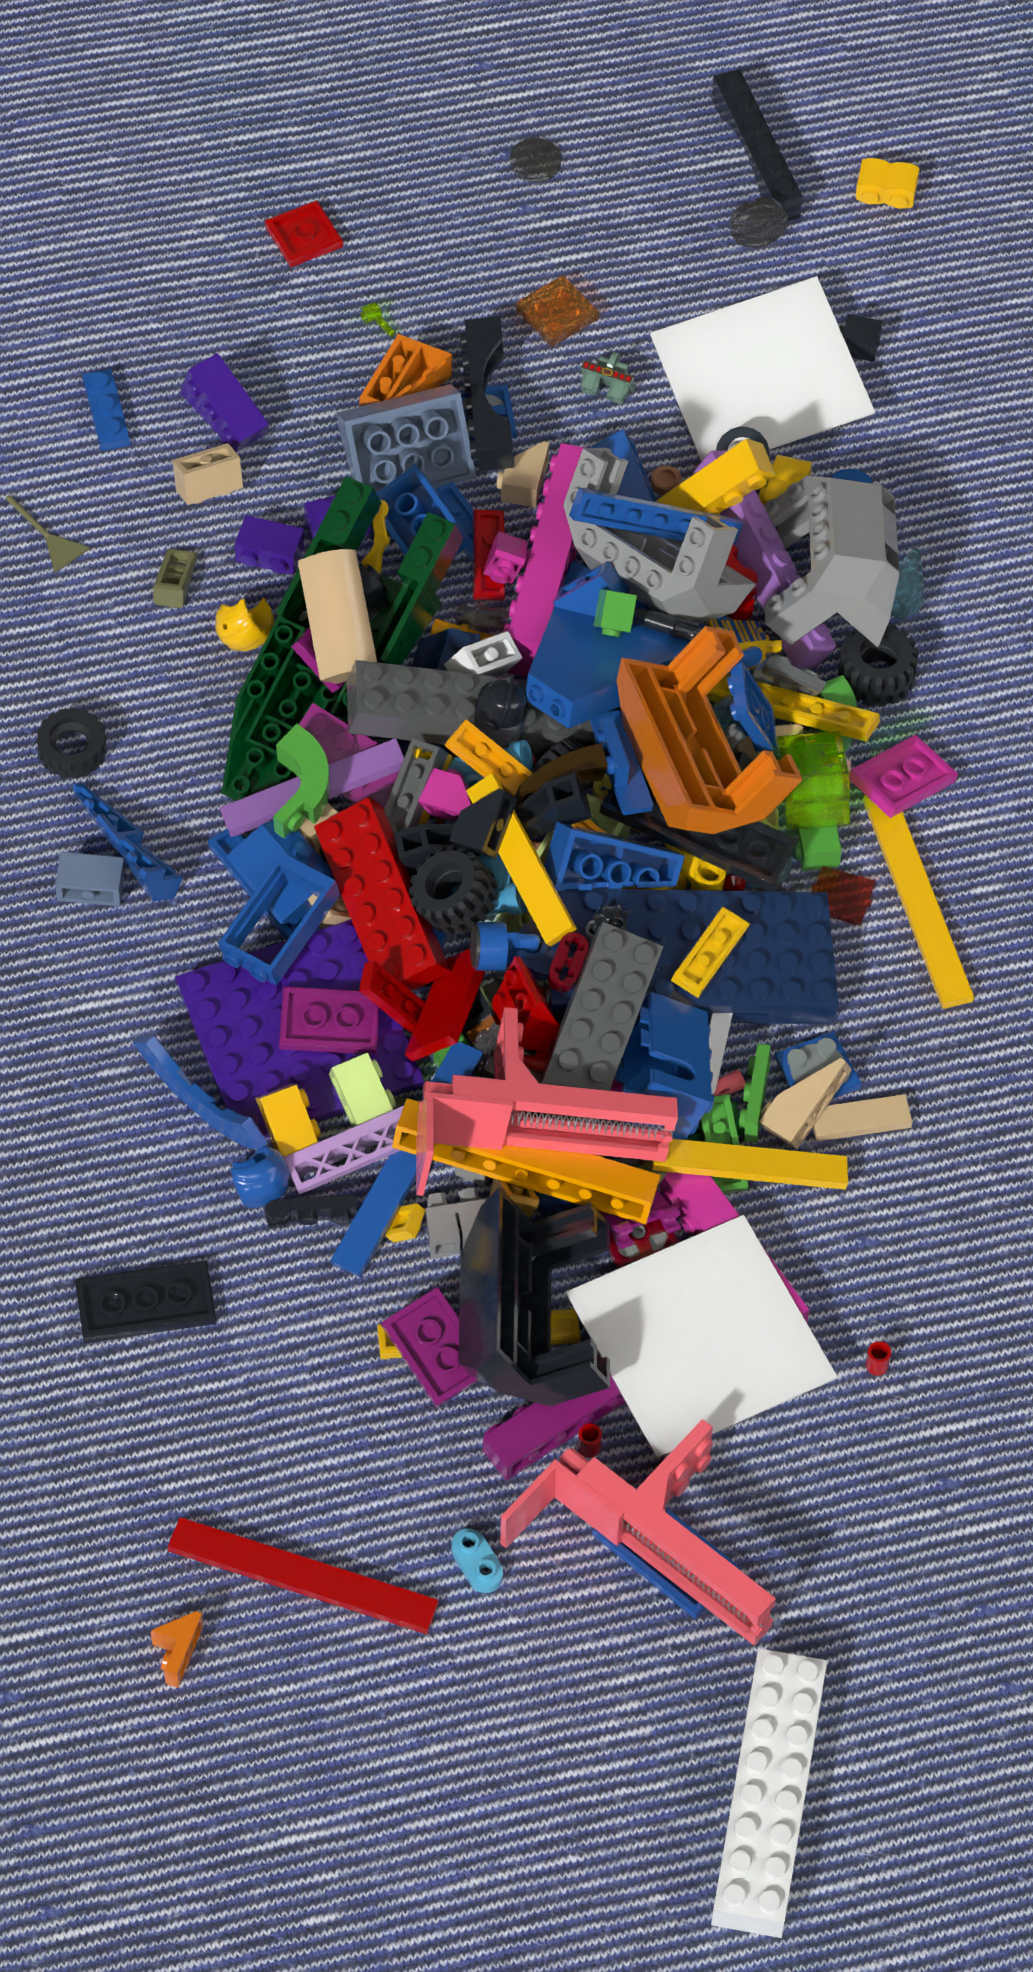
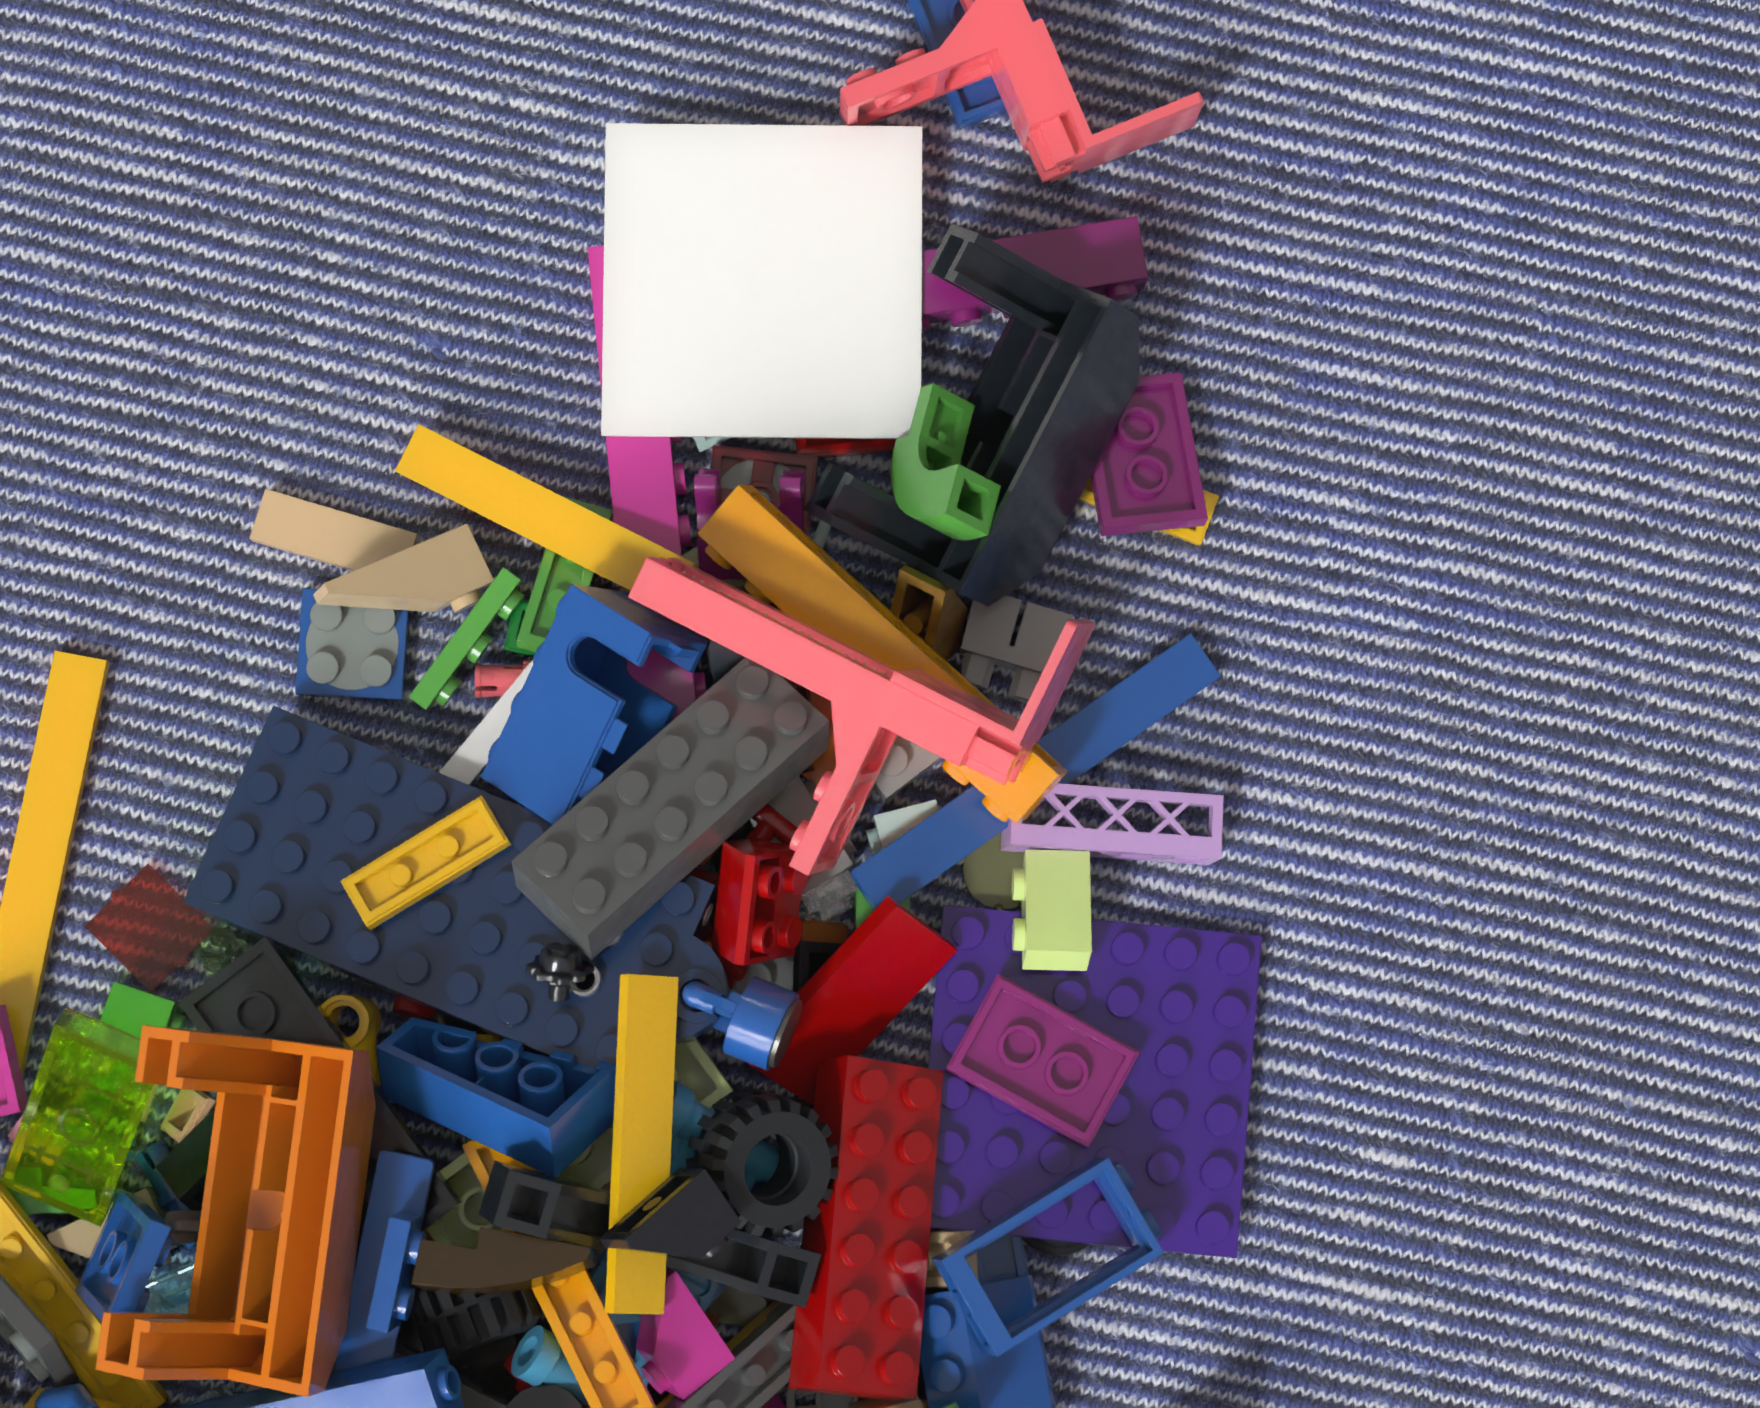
camera: 160 degrees left, 25 degrees up
(145, 1301) = (1512, 745): black tile -> none
(180, 1641) = (1698, 195): orange slope -> none
(227, 1122) = (1290, 1029): blue tile -> none
(261, 1177) = (1262, 846): blue piece -> none
(288, 1120) = (1185, 917): yellow brick -> none
(303, 1575) = (1483, 218): red tile -> none
(311, 1210) = (1211, 767): black hinge -> none
(391, 995) = (938, 1044): red plate -> none
(406, 1223) = (1089, 679): yellow plate -> none
(475, 1558) = (1234, 122): medium azure plate -> none
(547, 1255) = (928, 470): none -> bright green arch
(574, 964) = (650, 921): dark red beam -> none
(589, 1432) = (997, 203): red hinge -> none
(878, 1350) = (522, 130): red hinge -> none

